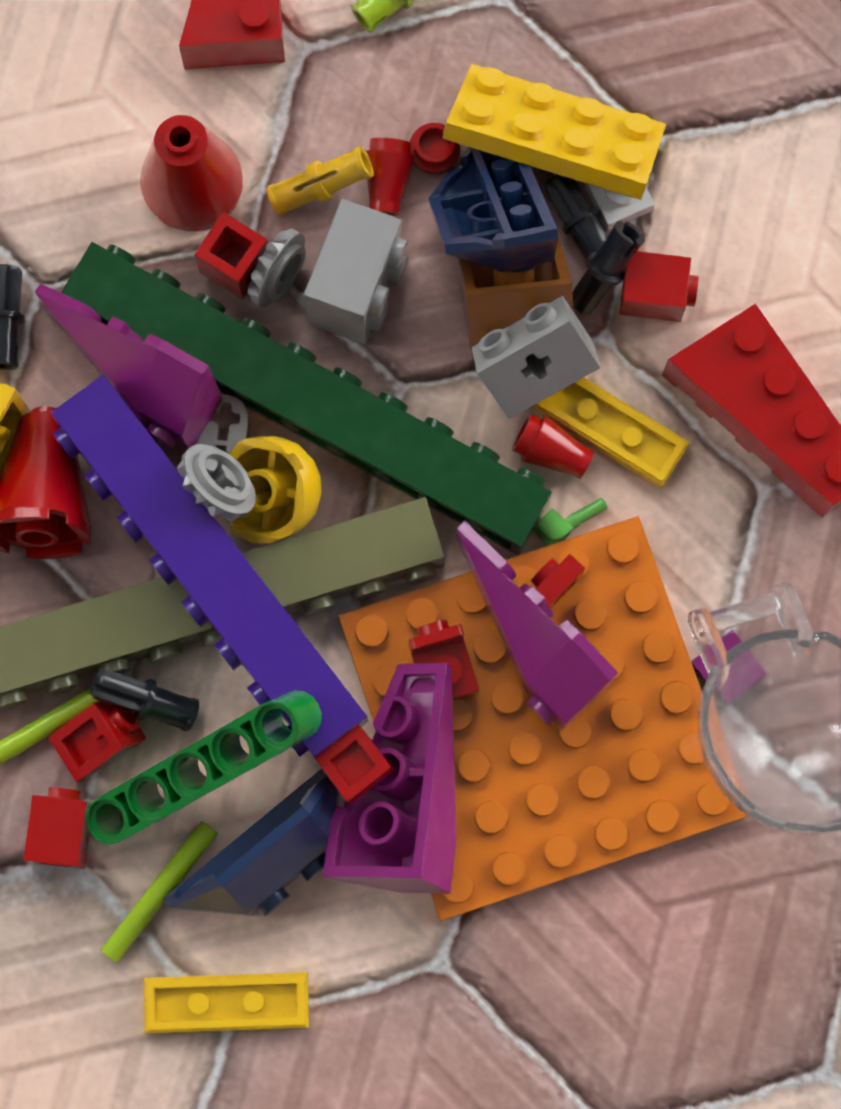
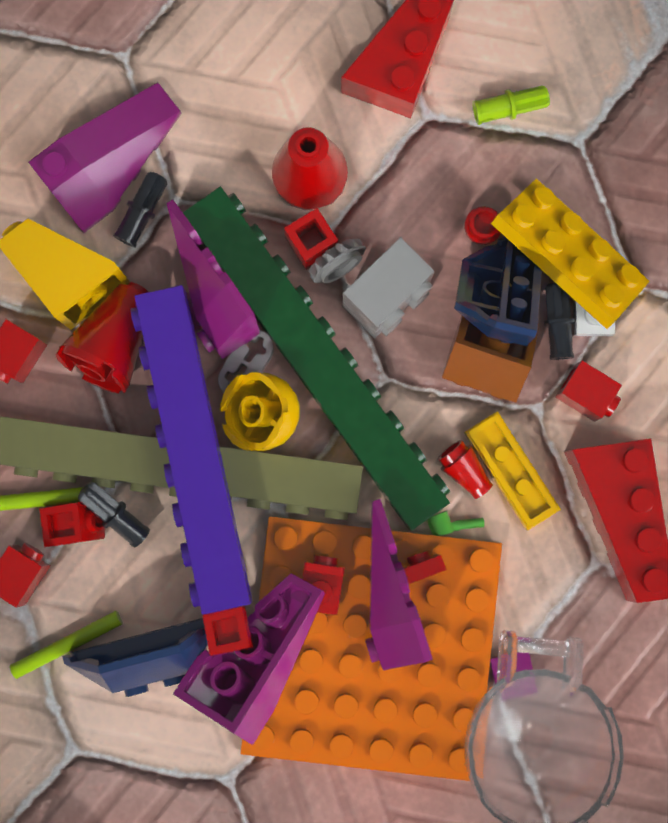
camera: 25 degrees right, 5 degrees up
(221, 757) = (128, 585): green beam -> none
(226, 1002) = (75, 739): yellow tile -> none
(228, 488) = (234, 394): light grey gear -> none
(348, 169) = (371, 213): yellow pin -> none
(391, 169) = (443, 228): red cone -> none
(535, 356) = (482, 405): light grey brick -> none
(607, 266) = (562, 363): black axle -> none

